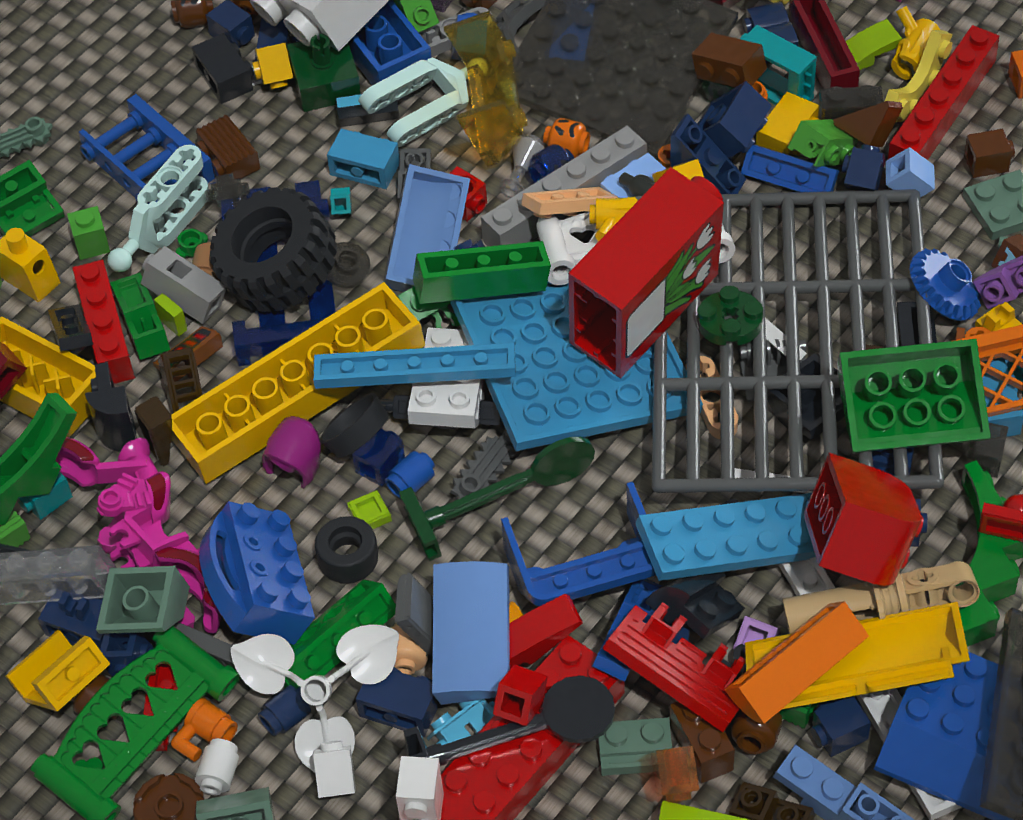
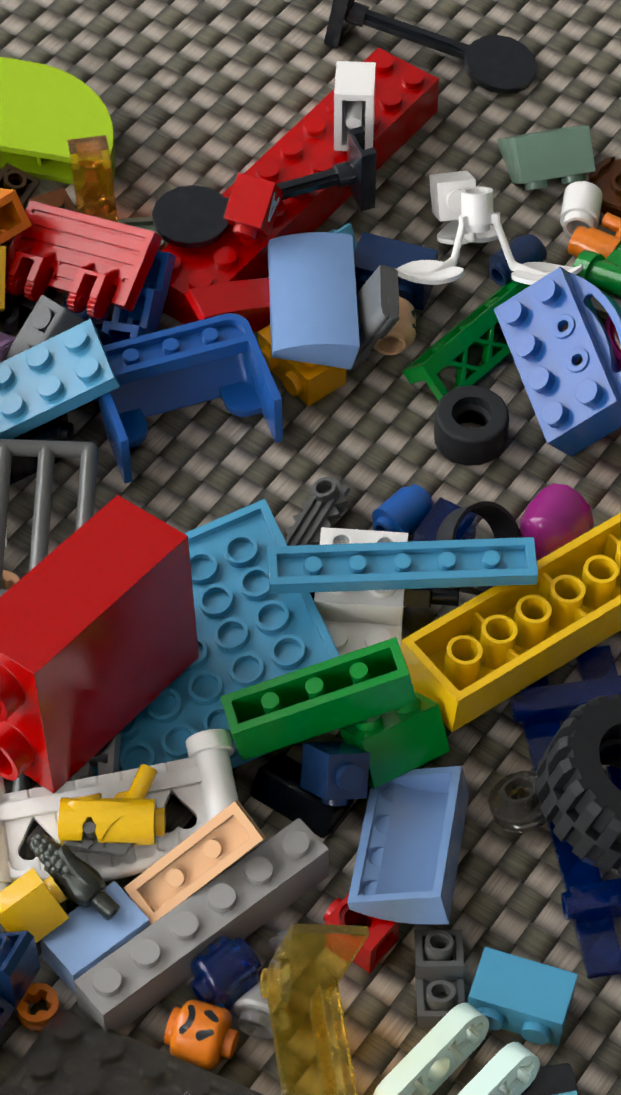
camera: 175 degrees right, 0 degrees up
(341, 201) = (546, 922): teal piece -> none
(370, 509) = (451, 482): lime tile -> none
(551, 467) = (227, 493): dark green piece -> none

